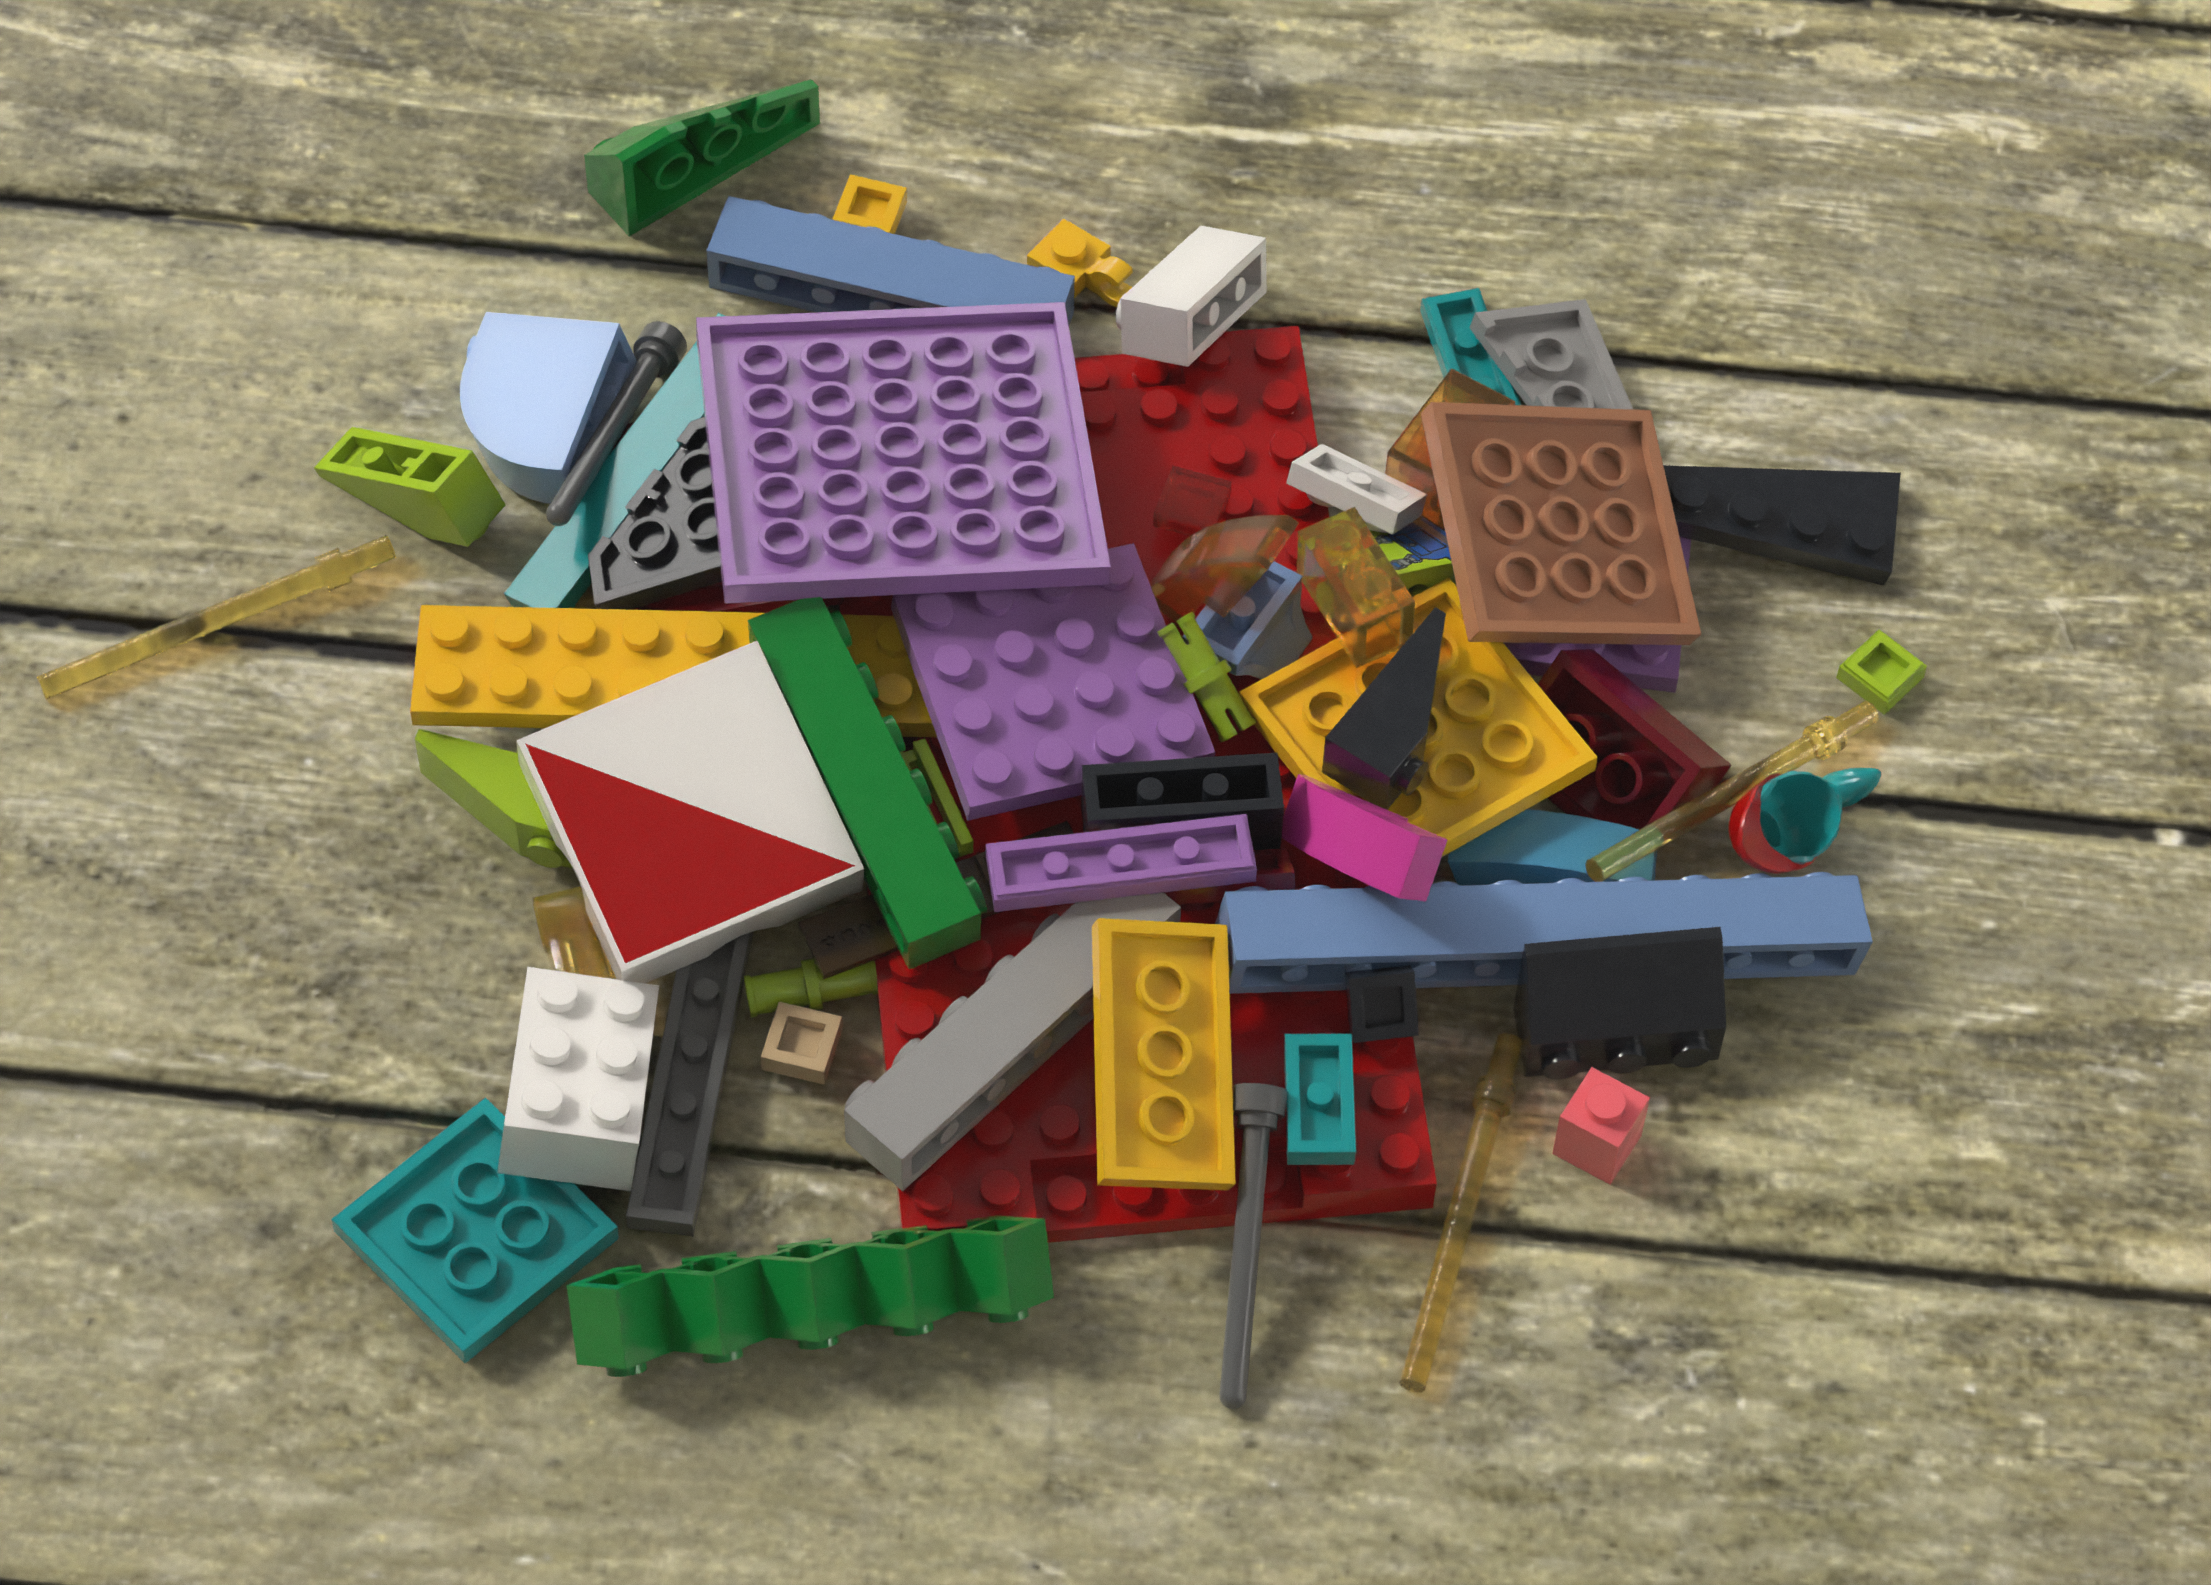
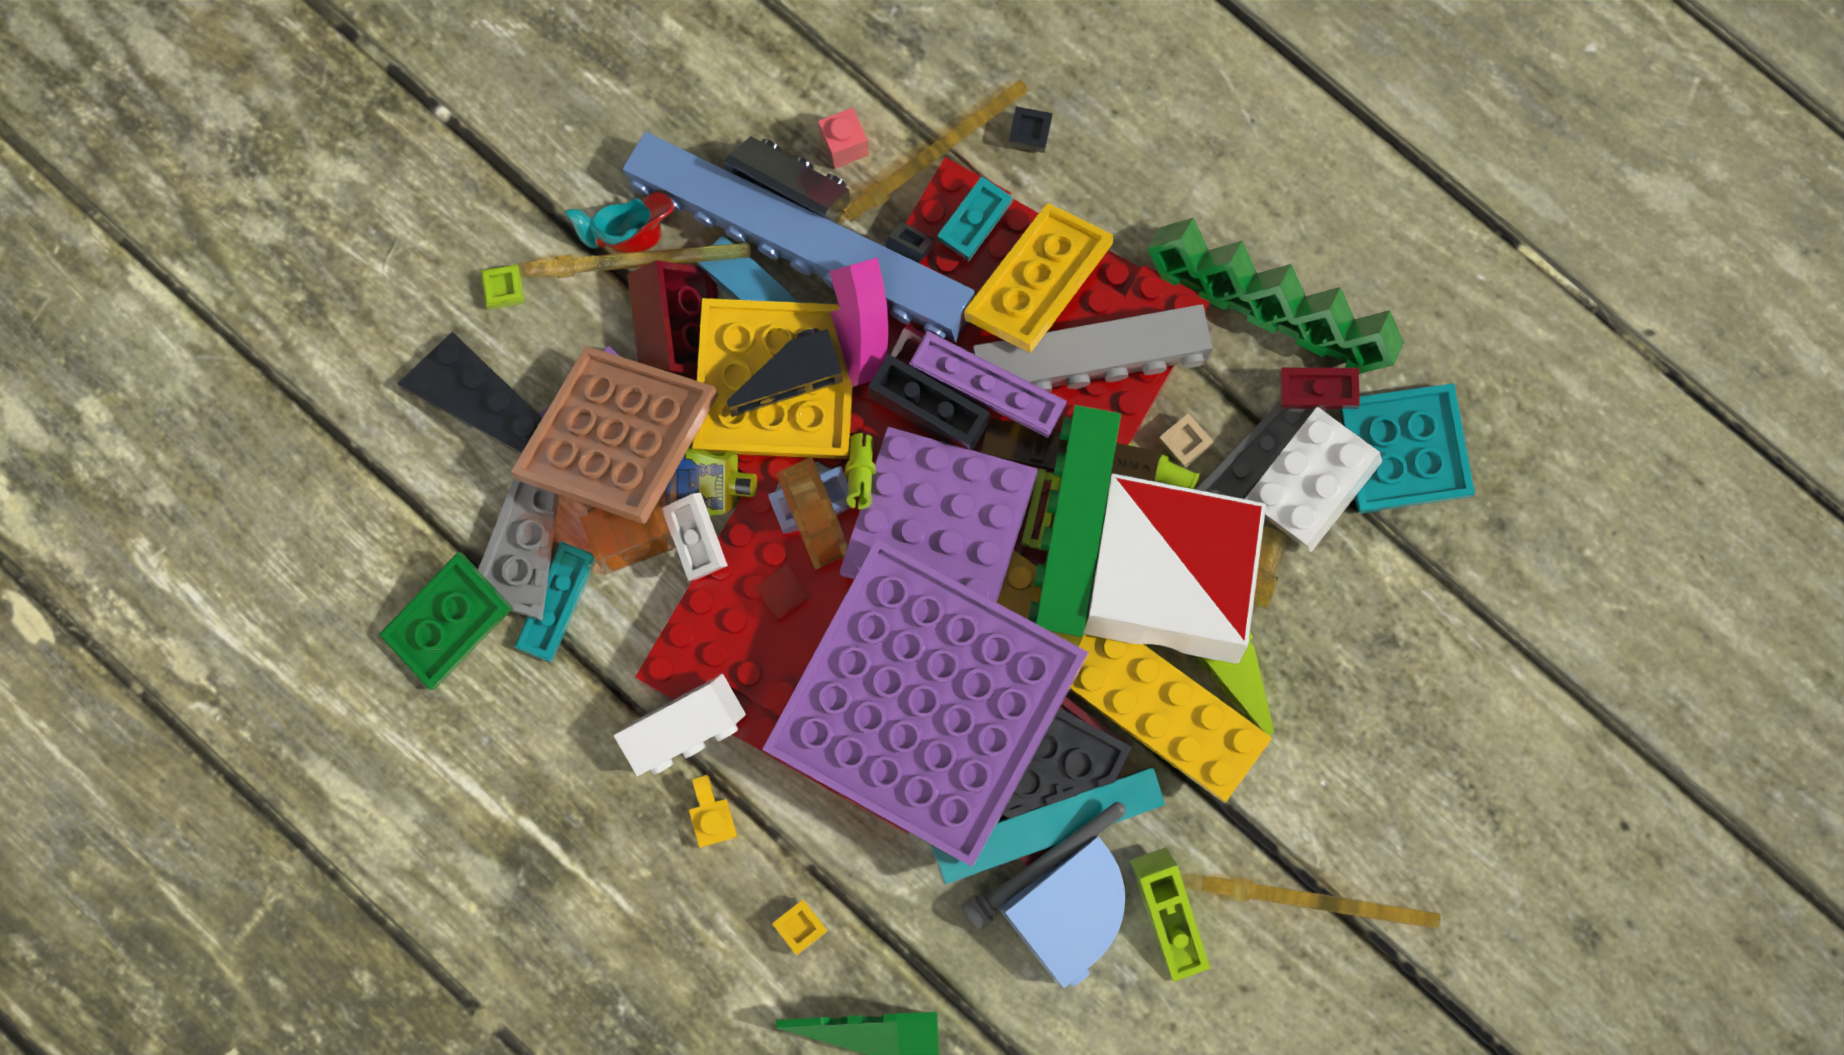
camera: 140 degrees left, 20 degrees up
(656, 1201) = (1319, 388): none -> dark red plate
(851, 267) = (824, 868): medium blue brick -> none
(1258, 1115) = (1010, 228): dark grey piece -> none
(1350, 1319) = (1030, 129): none -> black plate
(1355, 587) = (753, 457): clear yellow brick -> none
(1585, 257) = (445, 621): none -> green tile

